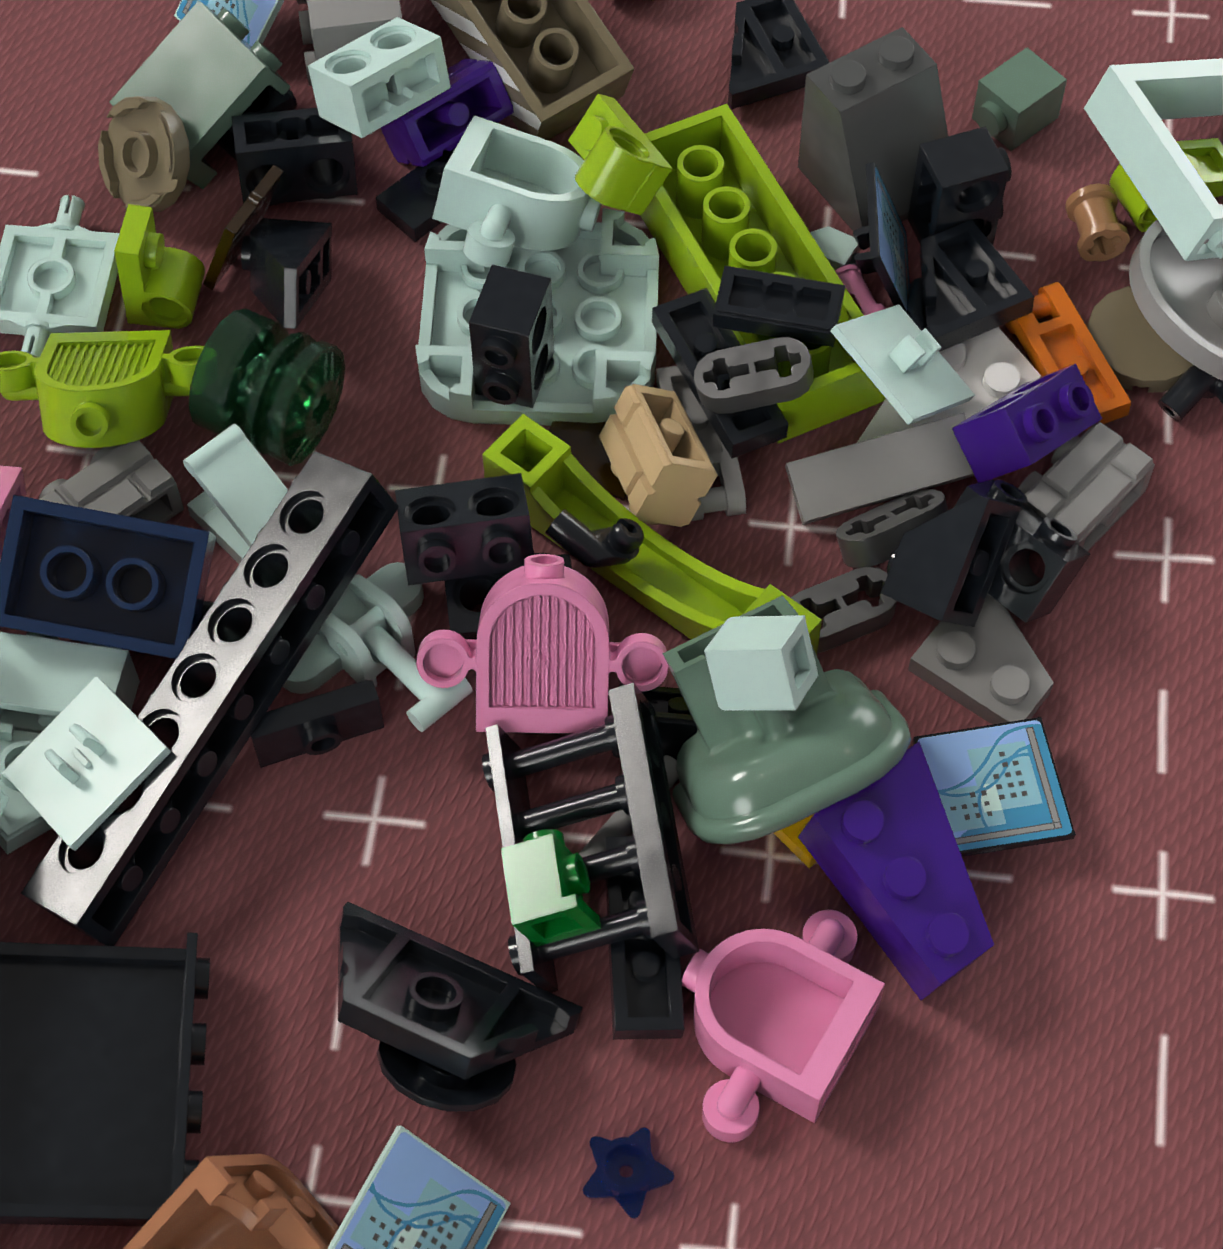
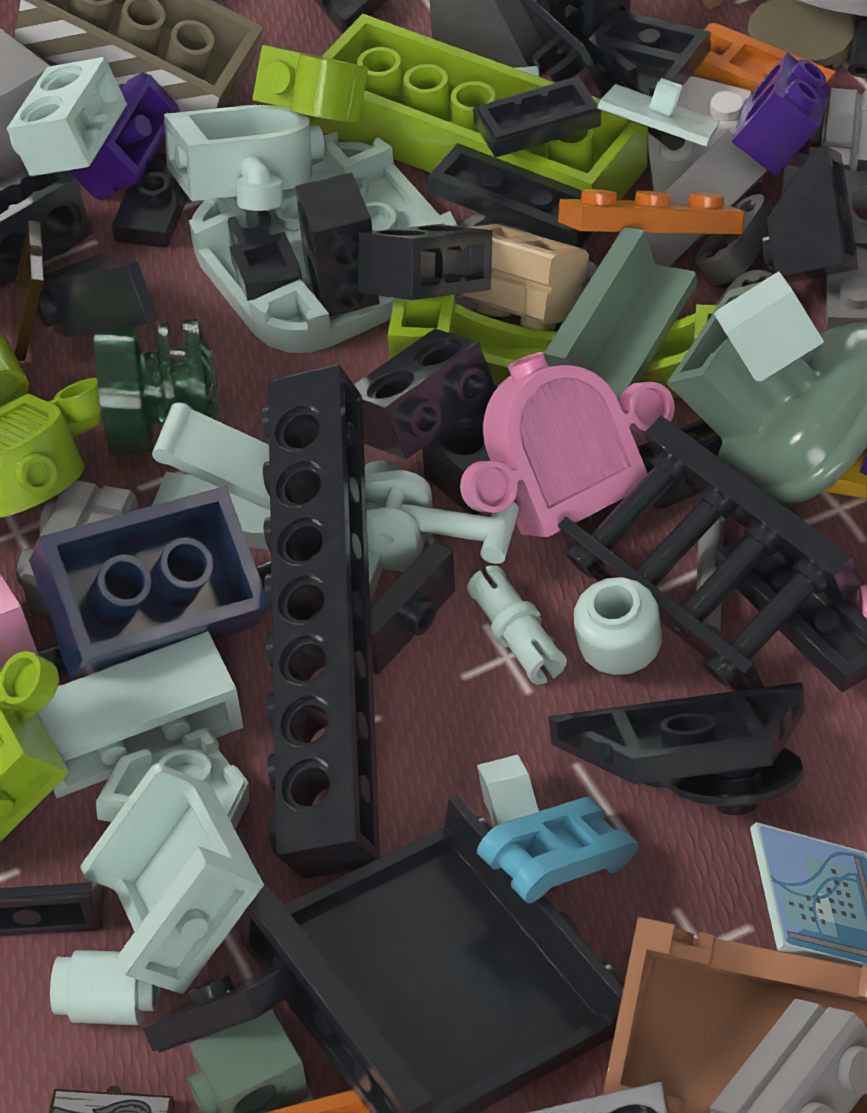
camera: 30 degrees left, 10 degrees down
(86, 763) = (255, 721): light aqua piece -> none
(239, 1035) = (556, 847): none -> medium azure plate
(257, 952) = (506, 789): none -> light aqua piece
(396, 796) = (516, 624): none -> light aqua pin
(452, 305) = (261, 258): none -> black plate
(460, 856) = (618, 626): none -> light aqua head
(547, 889) = (721, 593): brick -> none
(563, 400) = (424, 261): none -> black brick
(600, 546) = (501, 354): black arm -> none
(697, 556) = (622, 313): none -> sand green panel
(754, 375) = (559, 174): flat silver beam -> none
(809, 466) = (651, 212): none -> orange plate

